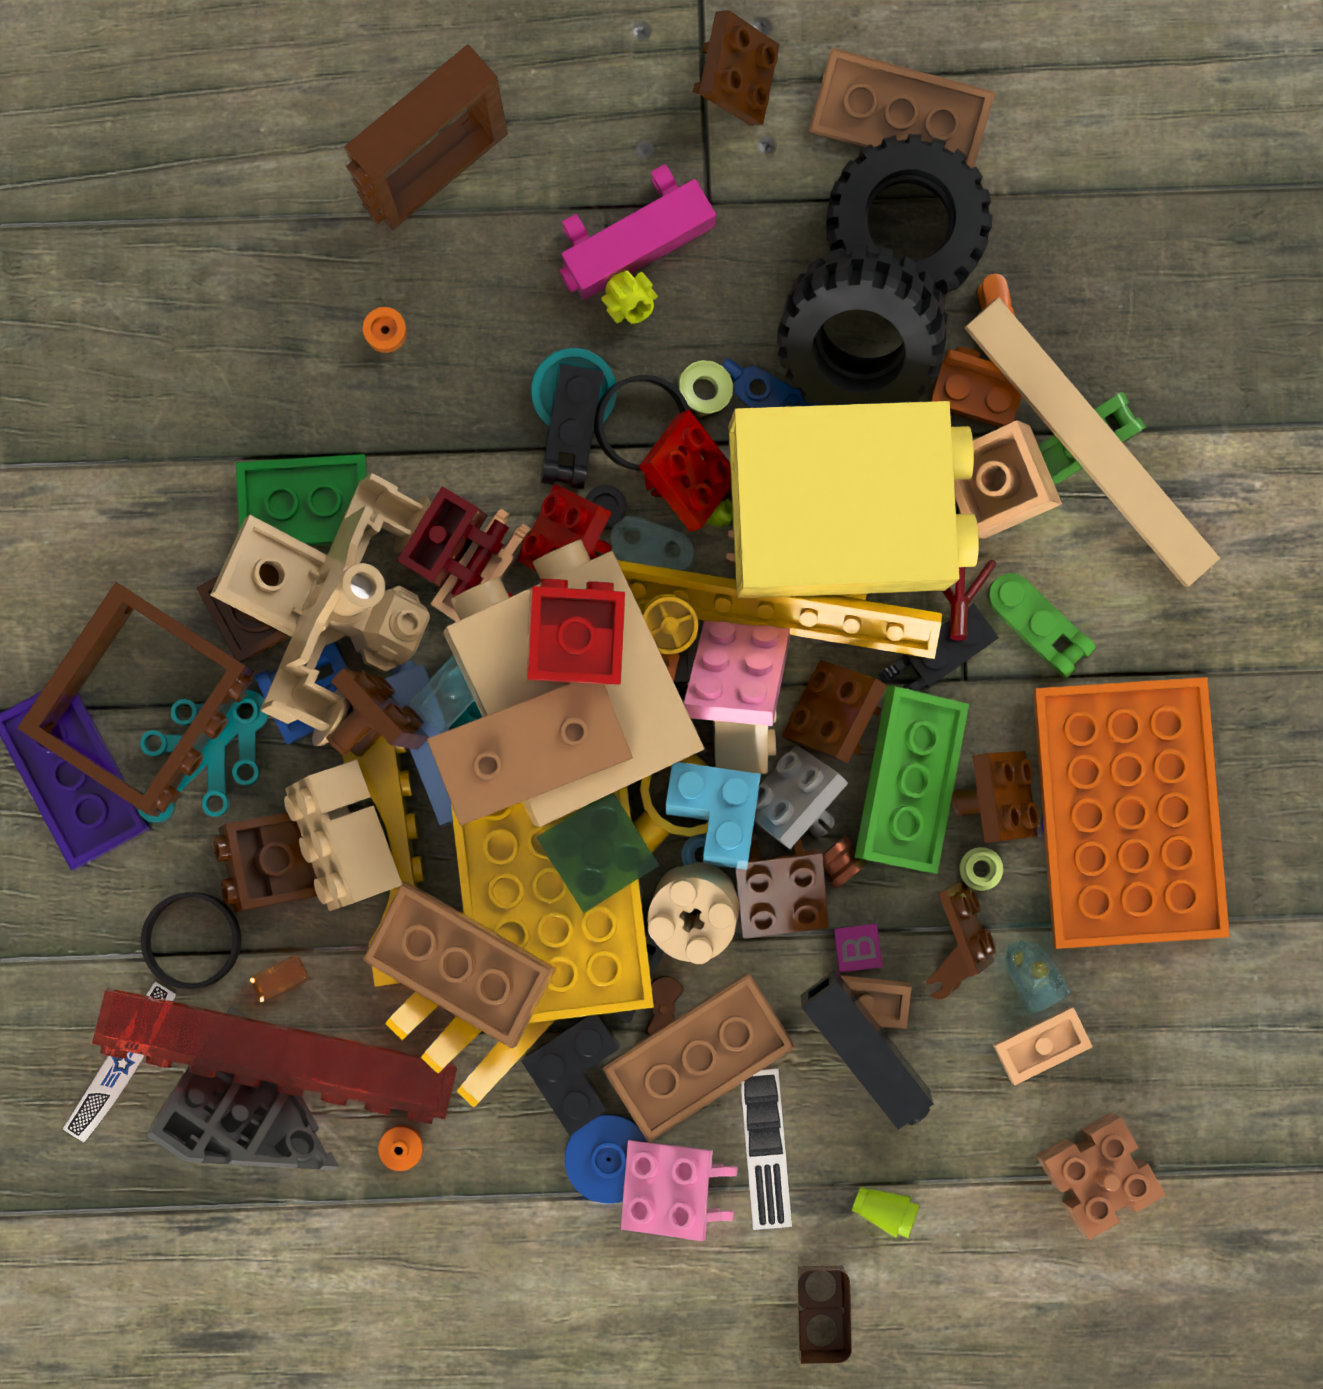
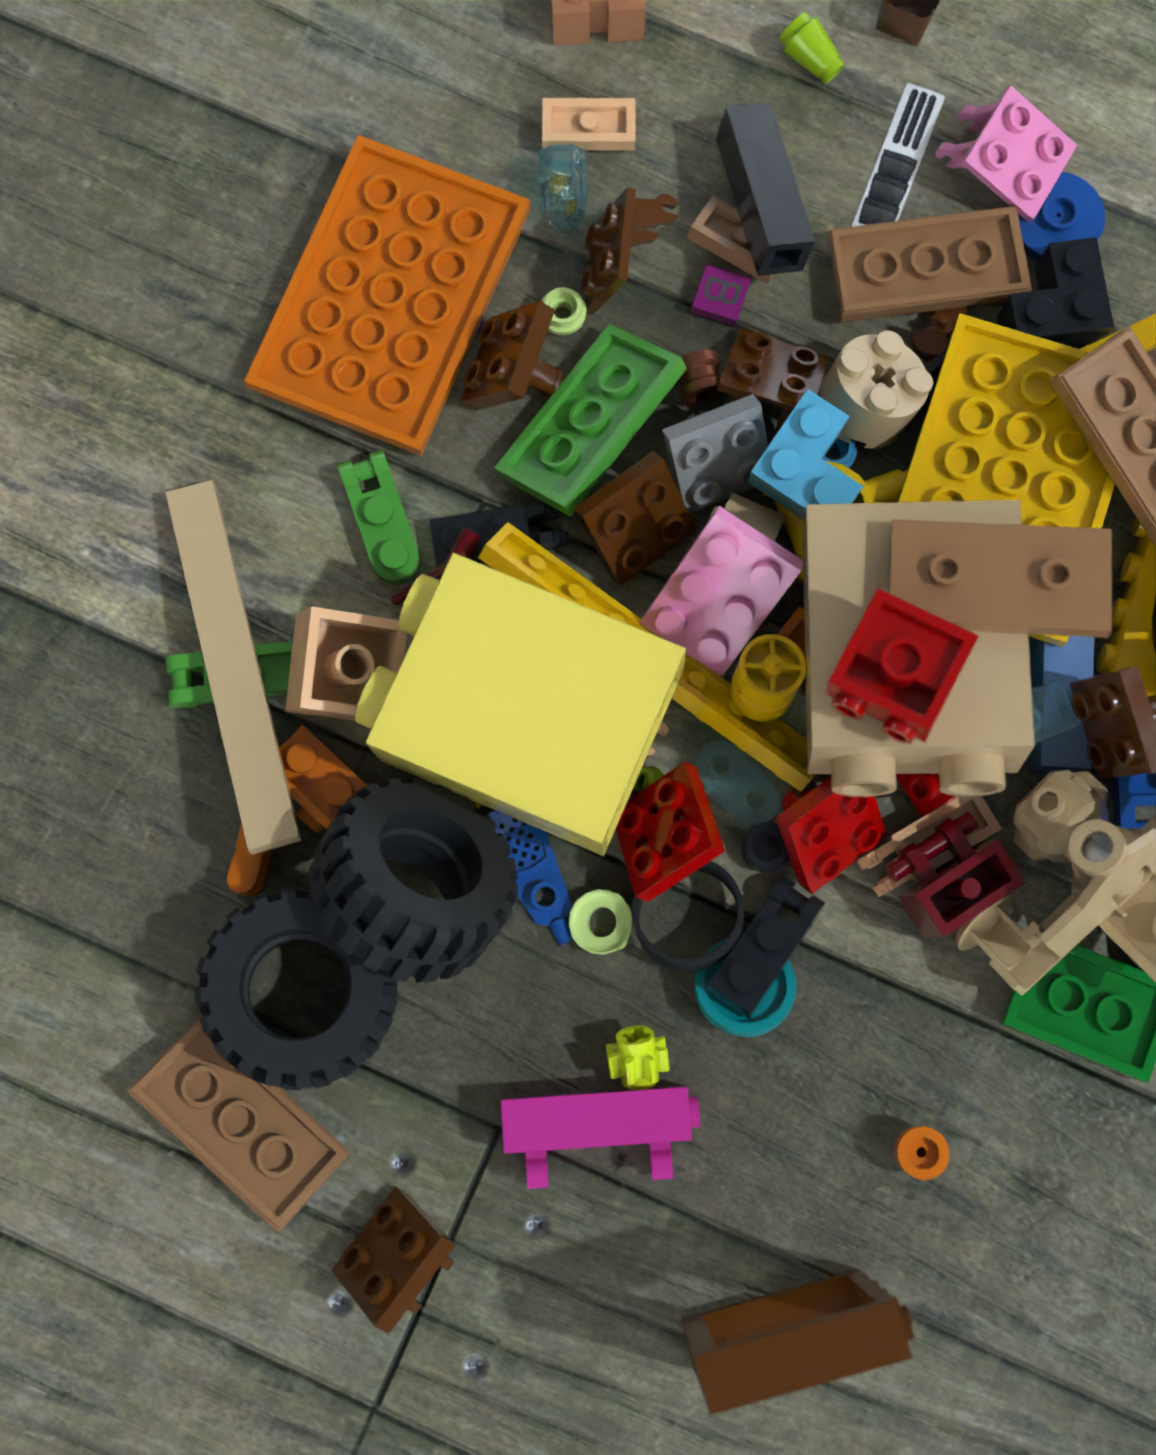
camera: 150 degrees left, 5 degrees down
(597, 851) = (951, 464): clear green plate -> none

